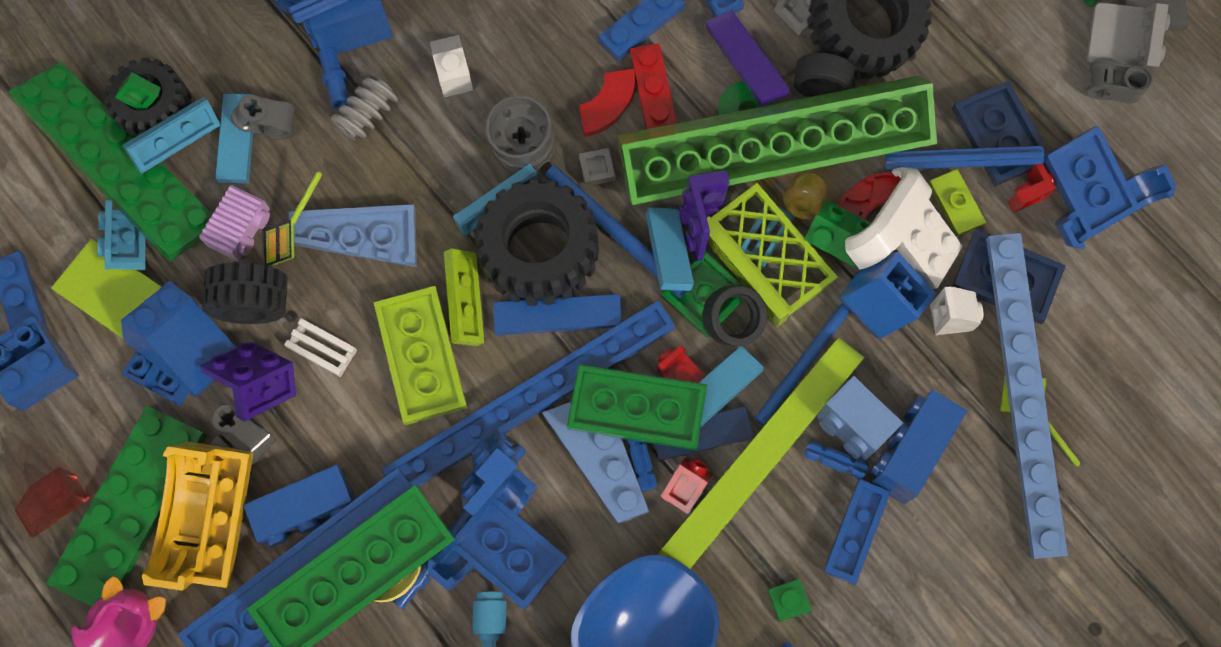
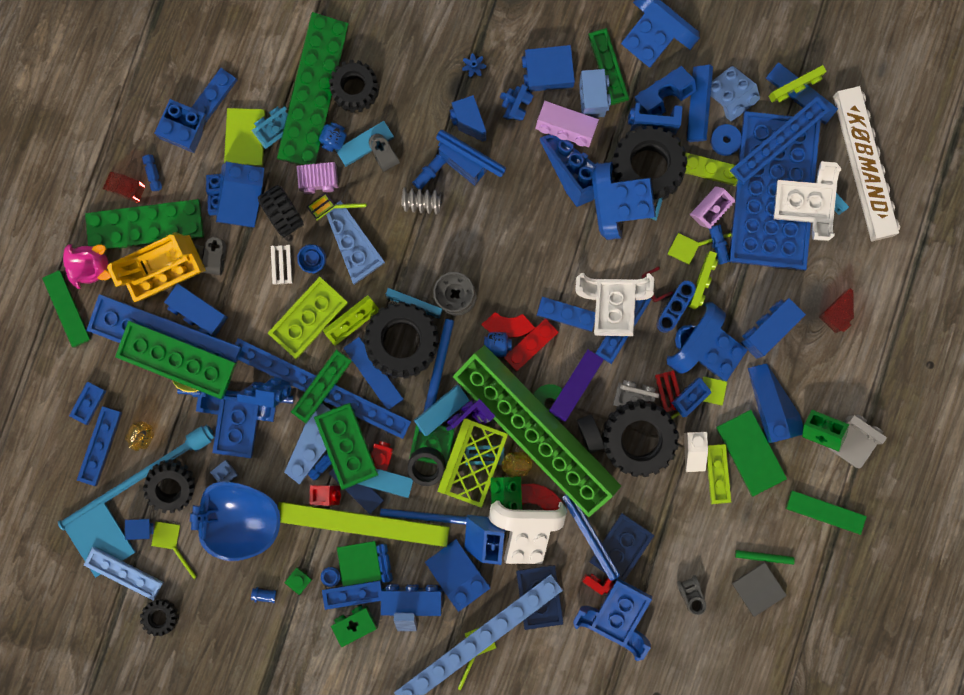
camera: 60 degrees right, 10 degrees up
(61, 449) = (152, 173): none -> blue axle
(137, 92) = (350, 81): green plate -> none
(171, 135) = (341, 113): dark azure tile -> none
(195, 169) = (332, 137): none -> blue head
(256, 377) = (243, 242): dark purple bracket -> none
(341, 297) = (311, 258): none -> blue hair
(451, 66) = (476, 228): white slope -> none
(530, 391) = (321, 386): none -> green tile
(562, 612) = (224, 472): none -> medium blue tile
(597, 167) = (465, 343): flat silver plate -> none
(623, 120) = (498, 343): none -> blue head
(810, 549) = (330, 576): none -> blue plate
(815, 496) = (359, 563): none -> green tile
(858, 419) = (407, 563): medium blue brick -> none
(914, 541) = (365, 625): none -> green brick
(915, 363) = (457, 575): none -> blue slope
(945, 469) = (405, 622): none -> medium blue tile
(956, 203) = (566, 546): lime plate -> none
(956, 311) = (500, 581): white slope -> none
(1128, 34) = (722, 586): light grey bracket -> none

